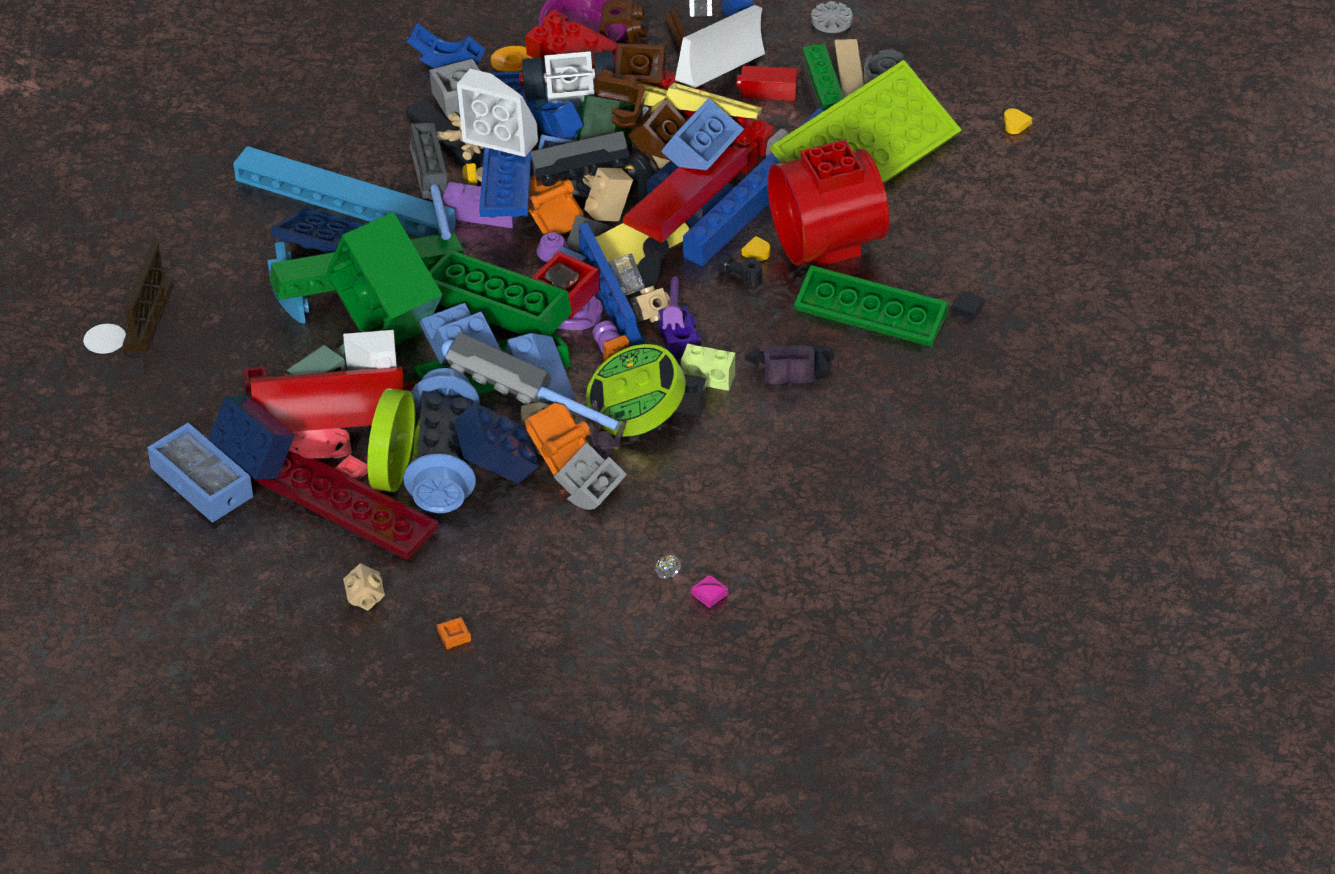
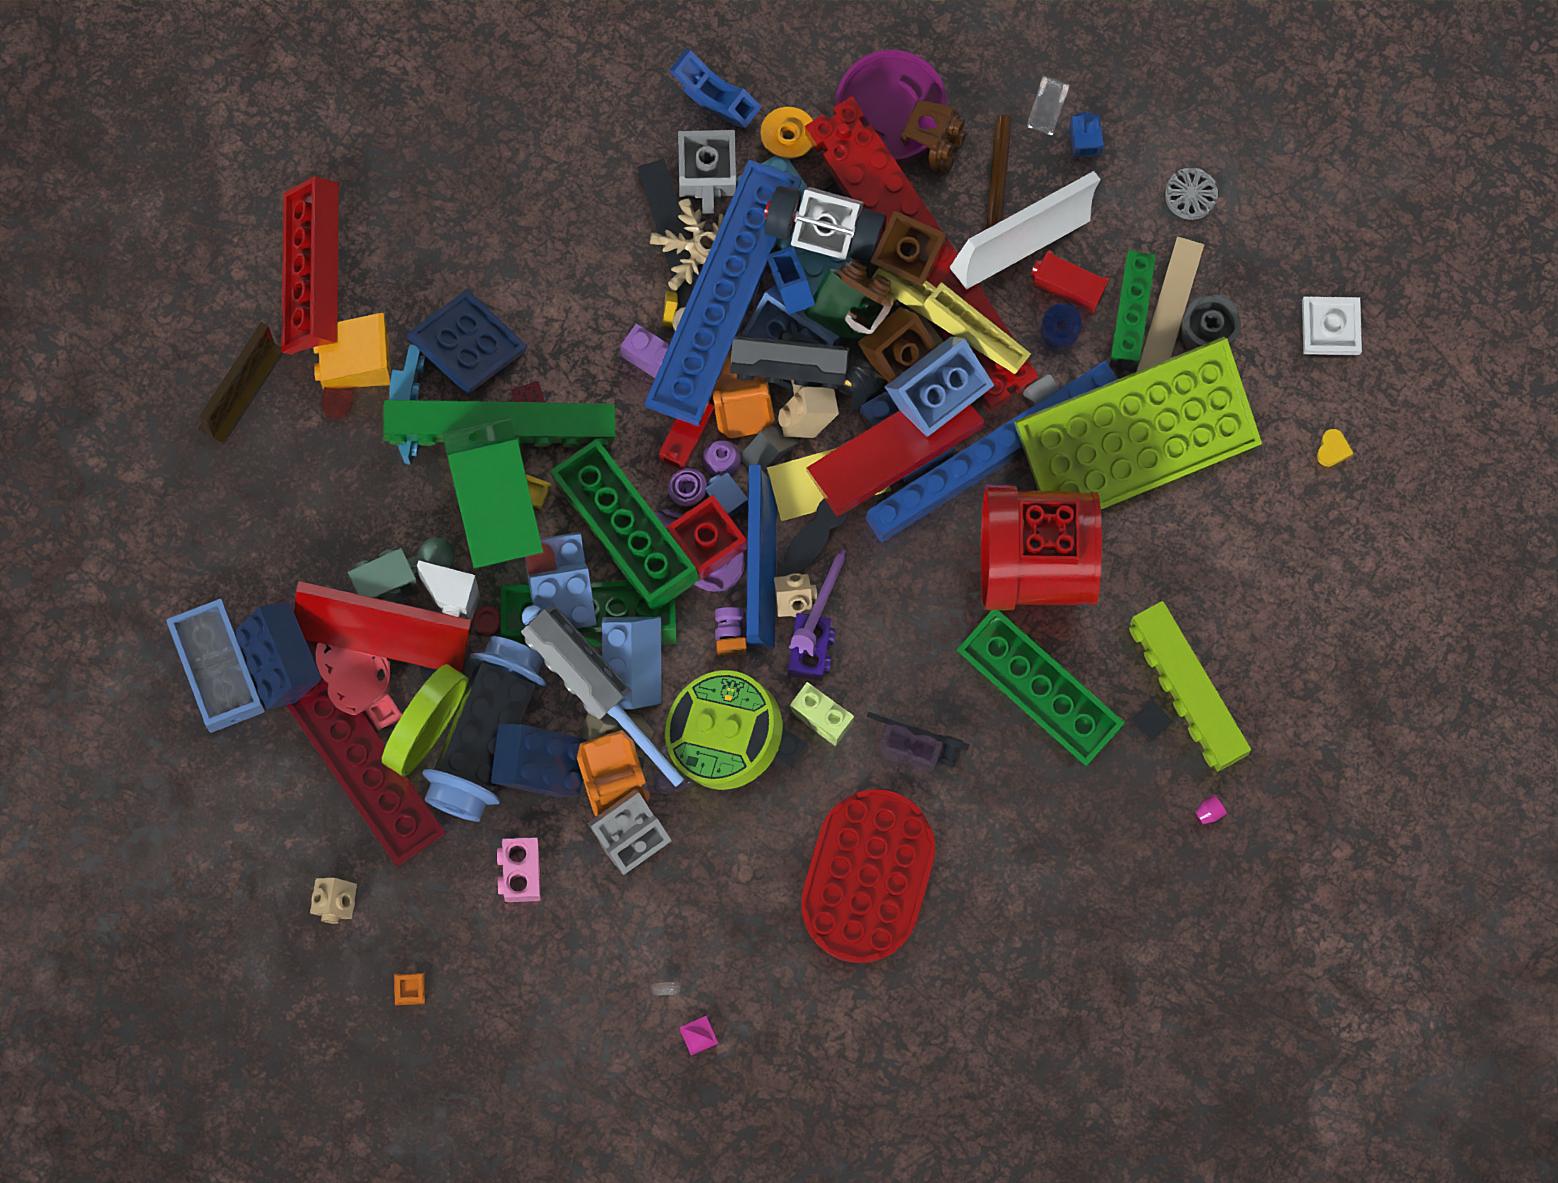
camera: 15 degrees right, 30 degrees up
(104, 338) = (182, 406): white sticker -> none
(173, 221) = (310, 265): none -> red arch
(229, 301) = (336, 402): none -> clear red tile
(232, 261) = (359, 355): none -> light orange slope
(255, 372) = (326, 534): dark red tile -> none
(337, 192) = (518, 285): dark azure brick -> none
(430, 169) = (622, 296): dark grey piece -> none
(438, 318) = (541, 562): none -> clear red tile
(495, 114) = (701, 269): white slope -> none
(511, 528) = (527, 869): none -> bright pink brick
(518, 241) = (684, 440): none -> red brick
(532, 264) = (687, 480): none -> medium lavender cone
(561, 276) = (697, 546): clear smoke plate -> none
(627, 274) = (779, 560): clear slope -> none
(749, 269) = (927, 578): black leg -> none
(756, 249) = (951, 544): yellow tile -> none
(775, 108) = (1056, 315): none -> clear blue wheel
(796, 454) = (868, 876): none -> red plate
(975, 56) = (1331, 325): none -> white plate
(986, 274) = (1189, 686): none -> lime brick
(1042, 340) = (1210, 810): none -> dark pink hose

